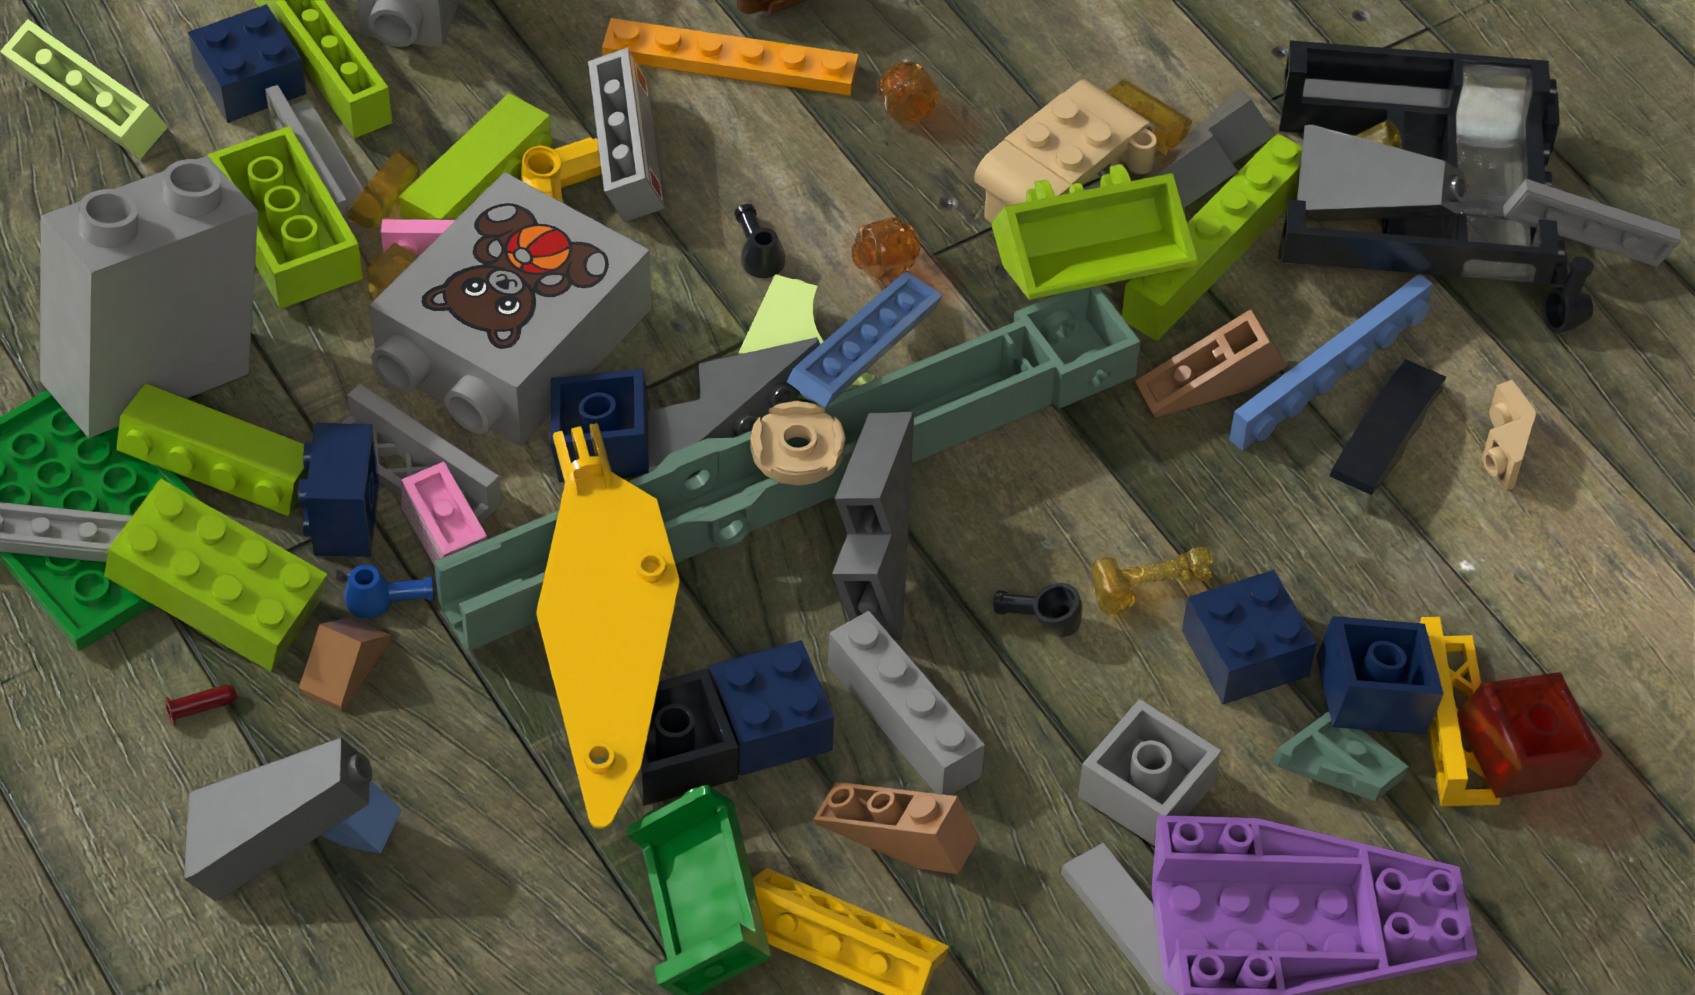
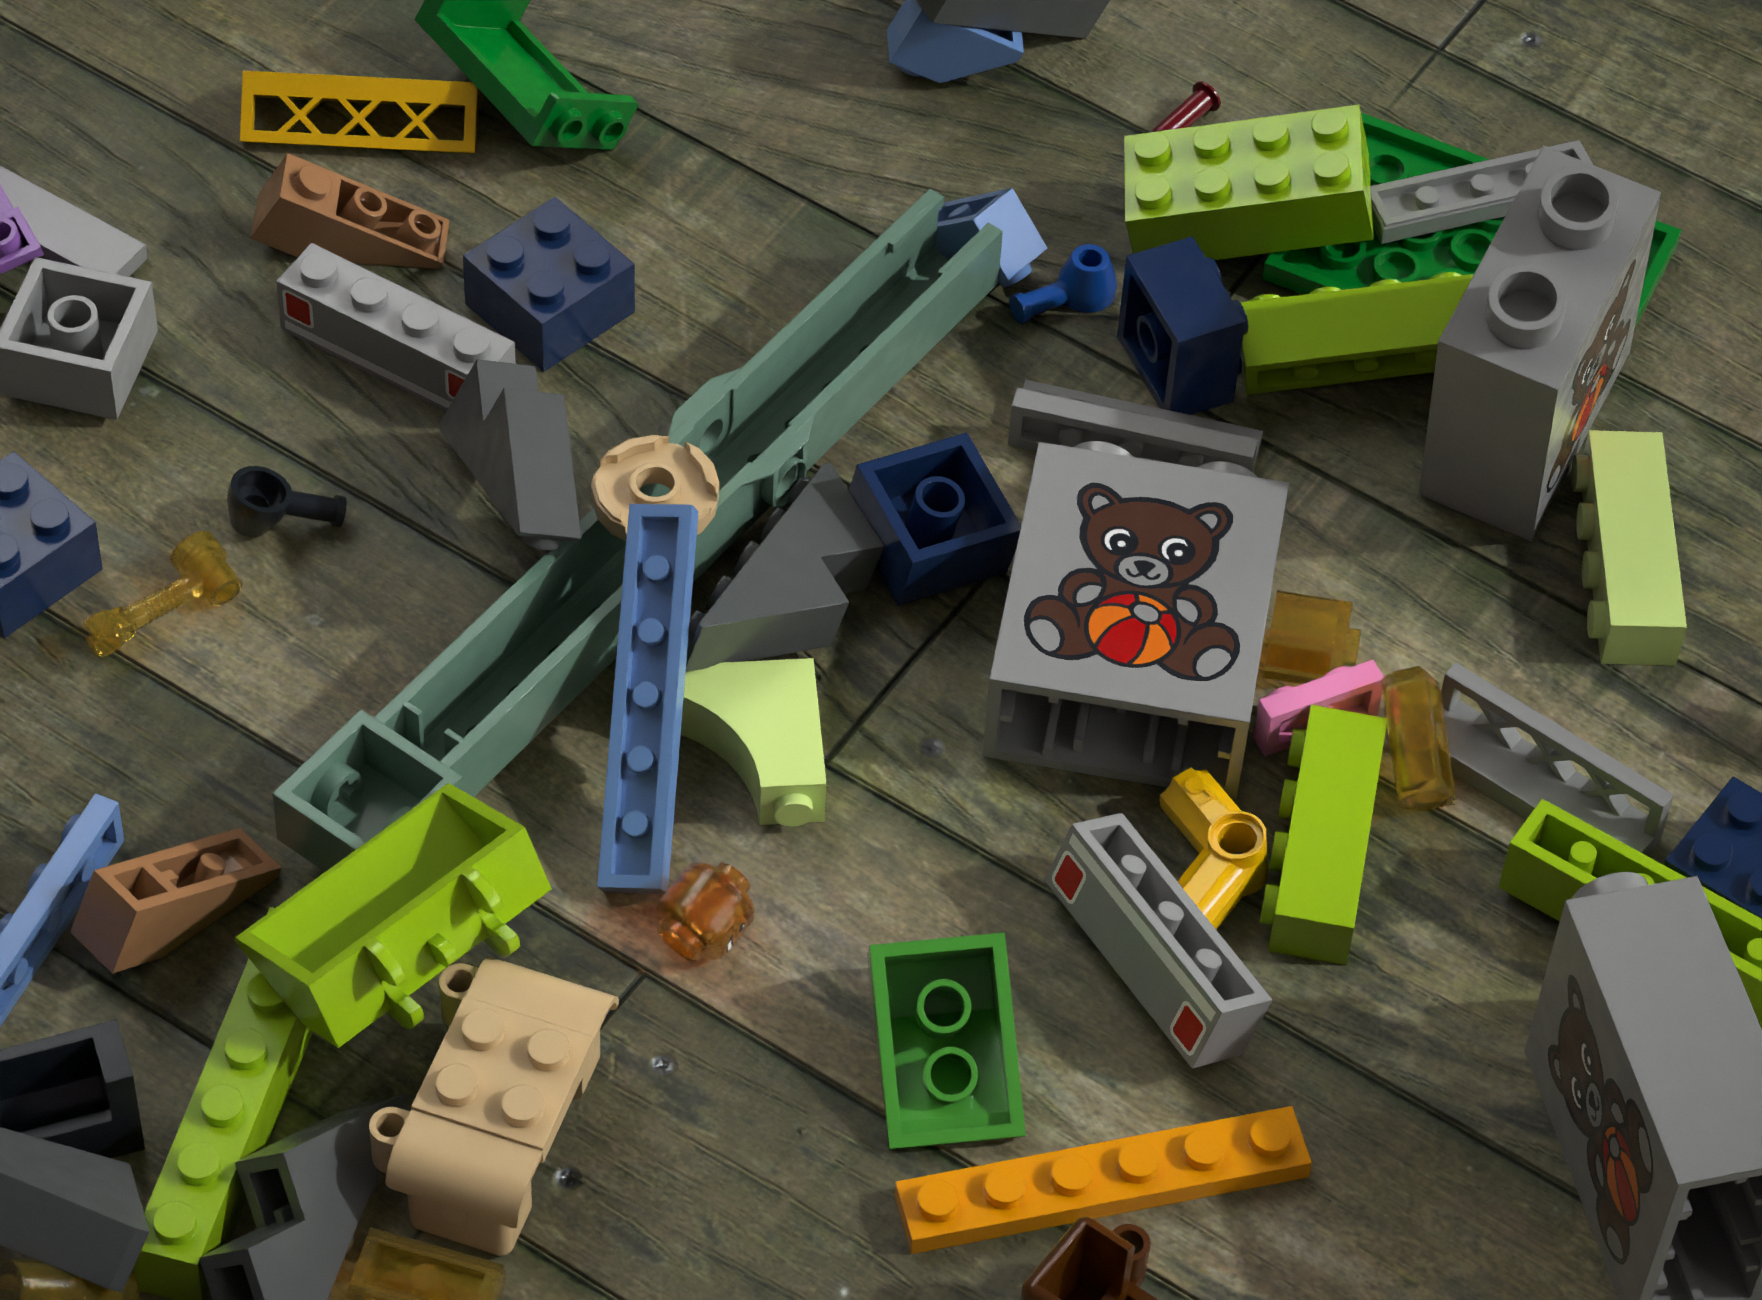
camera: 155 degrees right, 0 degrees up
(300, 232) = (1519, 637): lime brick -> none
(341, 660) = (1062, 207): medium nougat slope -> none
(431, 641) = (965, 217): none -> medium blue slope
(439, 512) = (1047, 336): bright pink panel -> none
(606, 620) = (780, 247): yellow wing -> none
(686, 740) = (644, 201): black brick -> none
(763, 251) = (885, 881): black bar -> none
(777, 143) = (946, 1040): none -> bright green slope
(908, 93) = (799, 1185): clear orange head -> none

